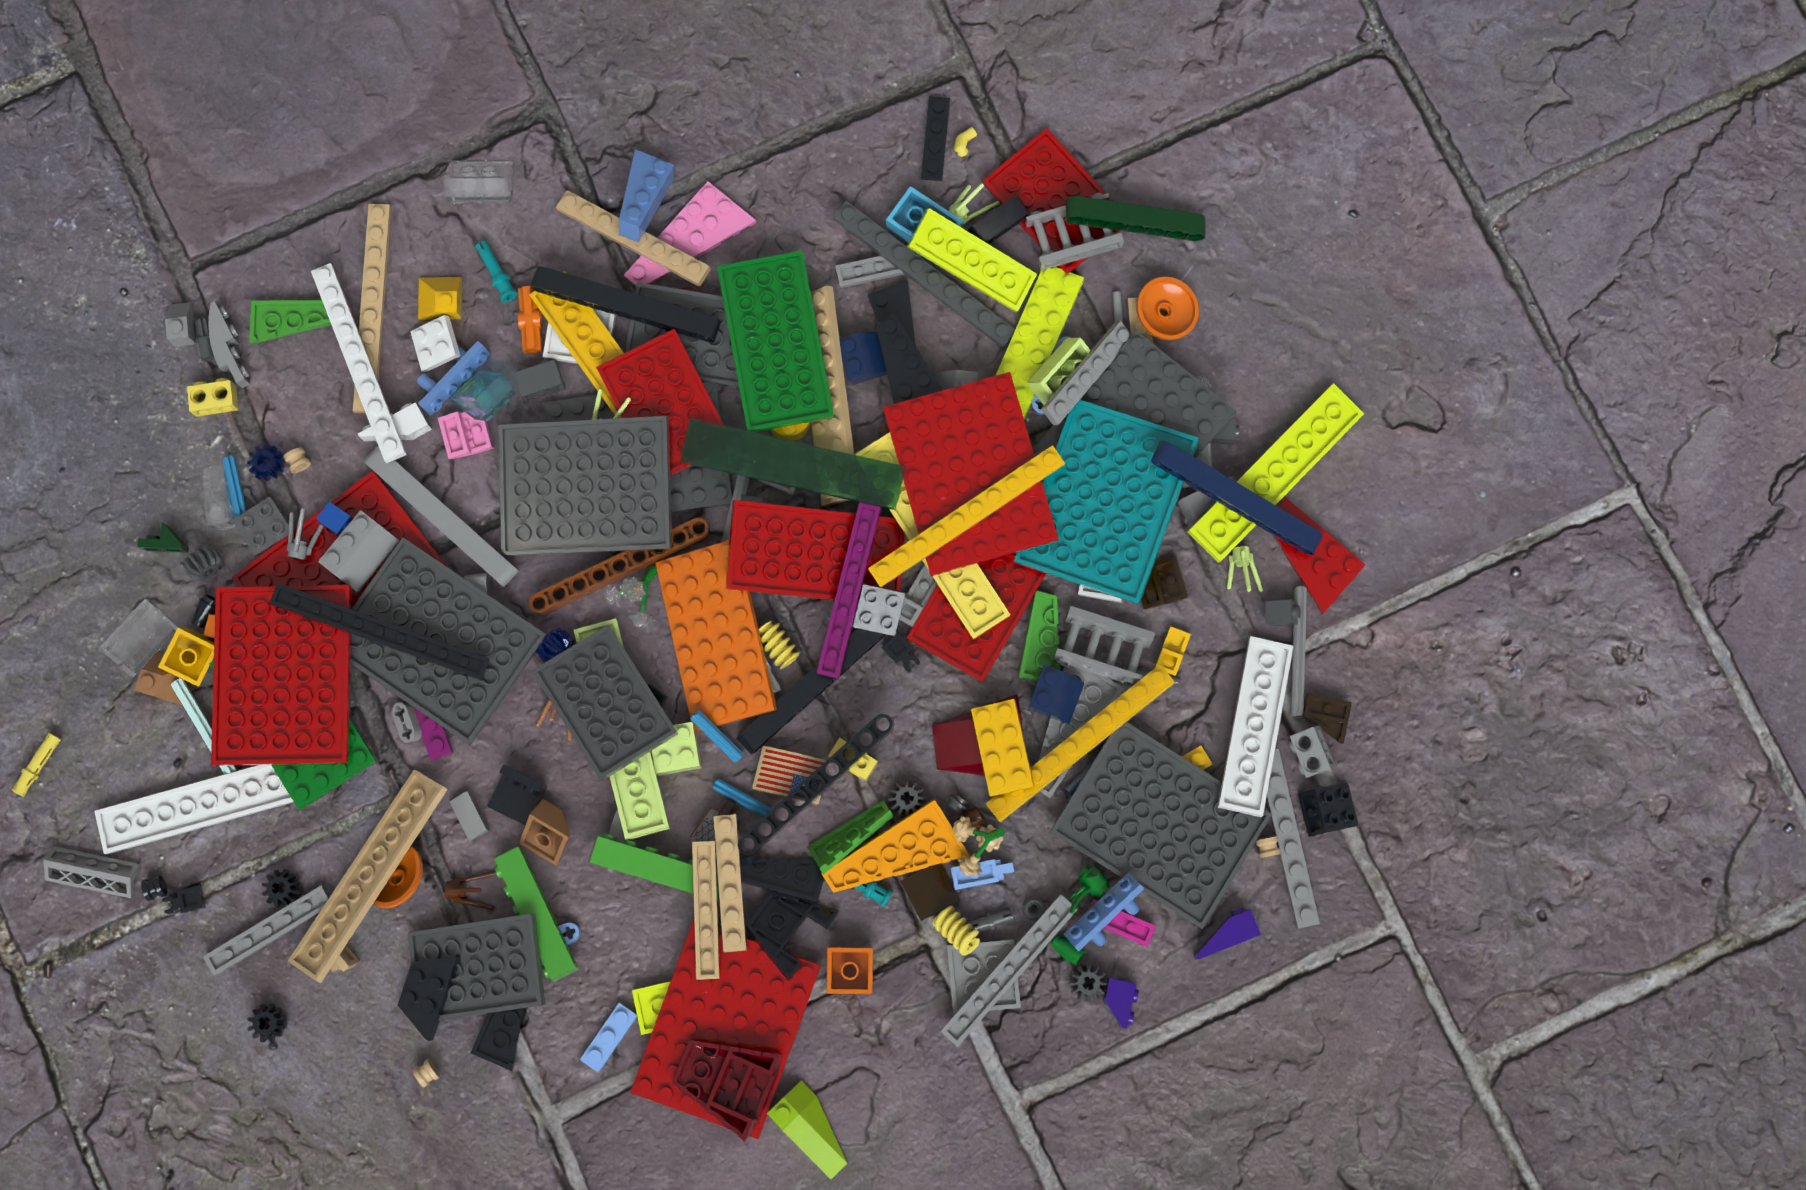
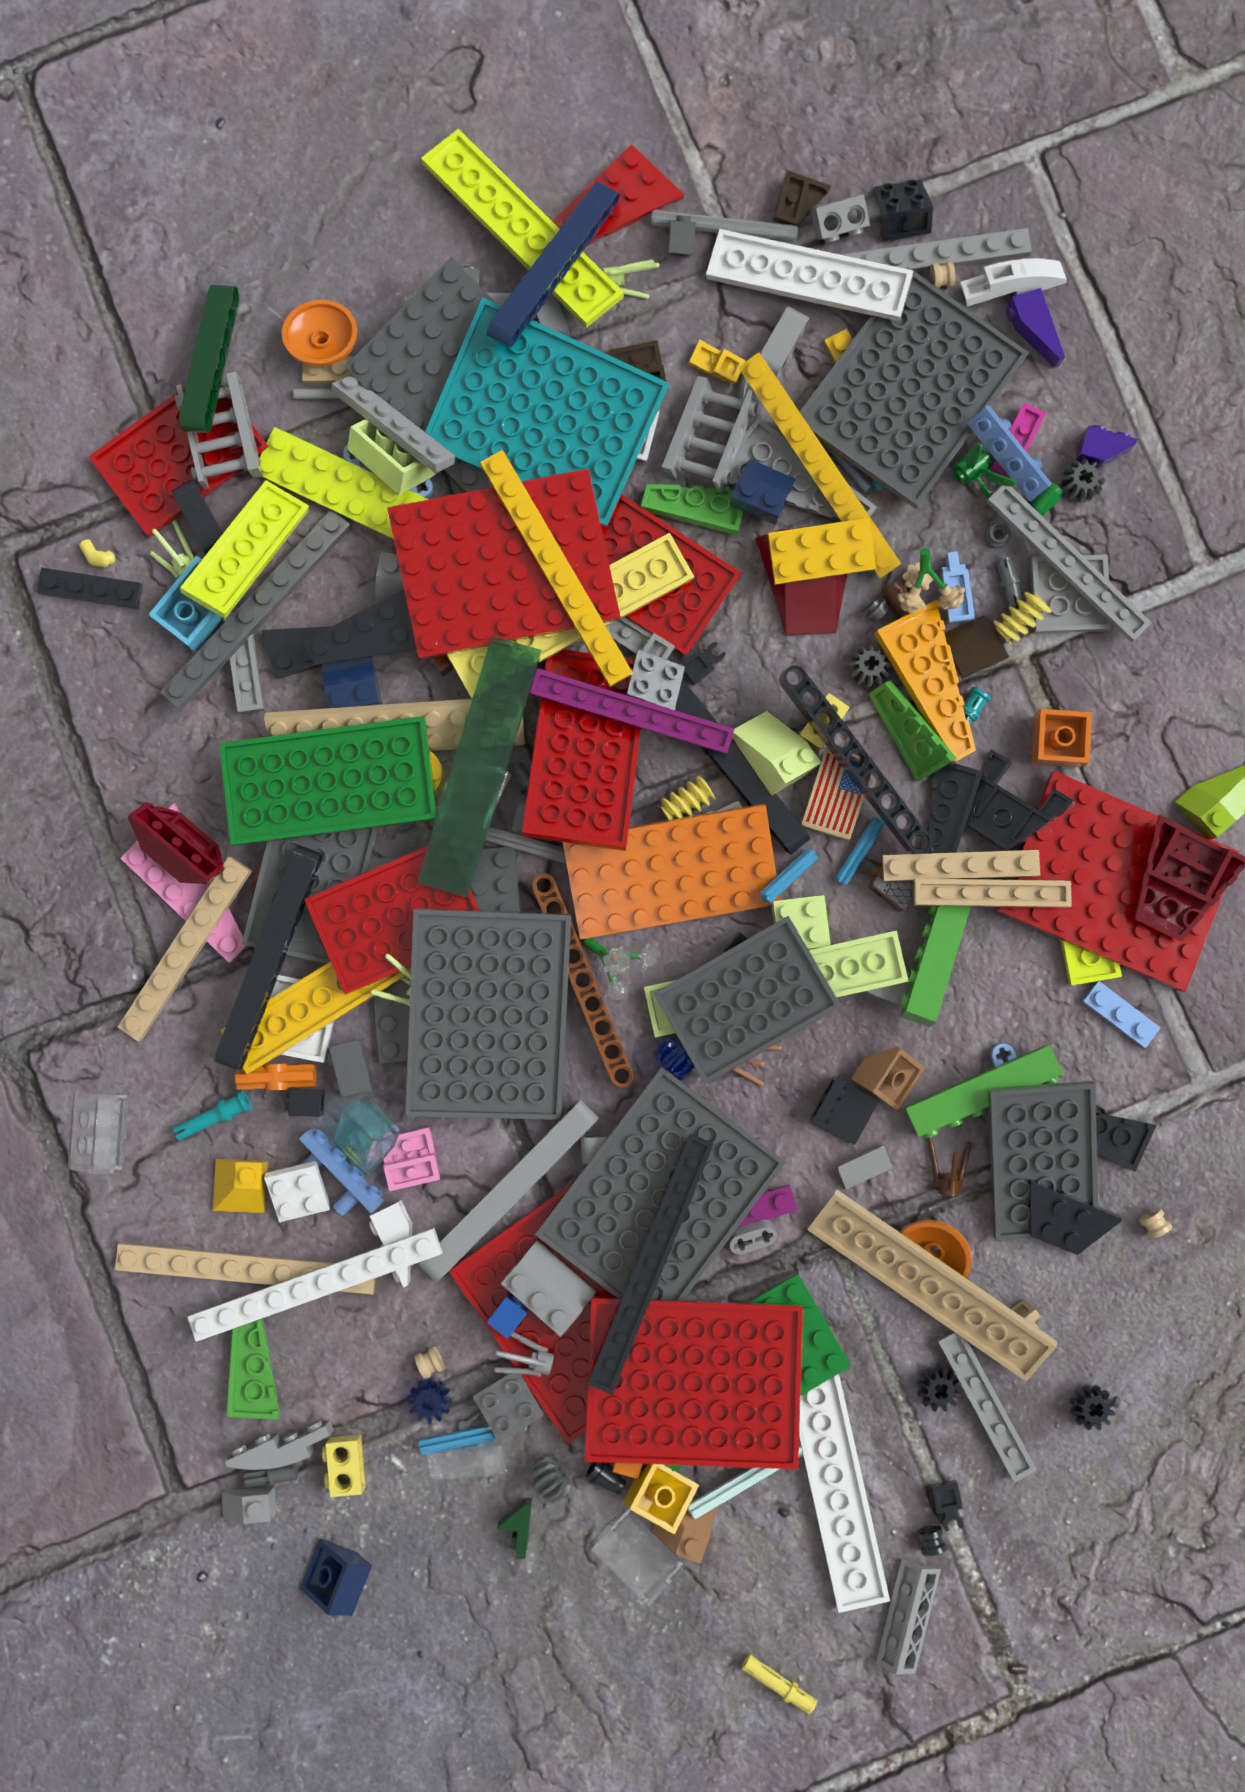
camera: 90 degrees left, 5 degrees up
(122, 397) = (335, 1578): none -> dark blue slope
(509, 345) = (305, 1102): none -> black brick
(644, 192) = (126, 930): medium blue wedge -> none
(718, 224) = (176, 844): none -> dark red wedge
(824, 717) = (775, 751): none -> yellowish green slope
(1193, 707) = (784, 339): none -> light grey beam
(1270, 911) = (1013, 276): none -> white slope

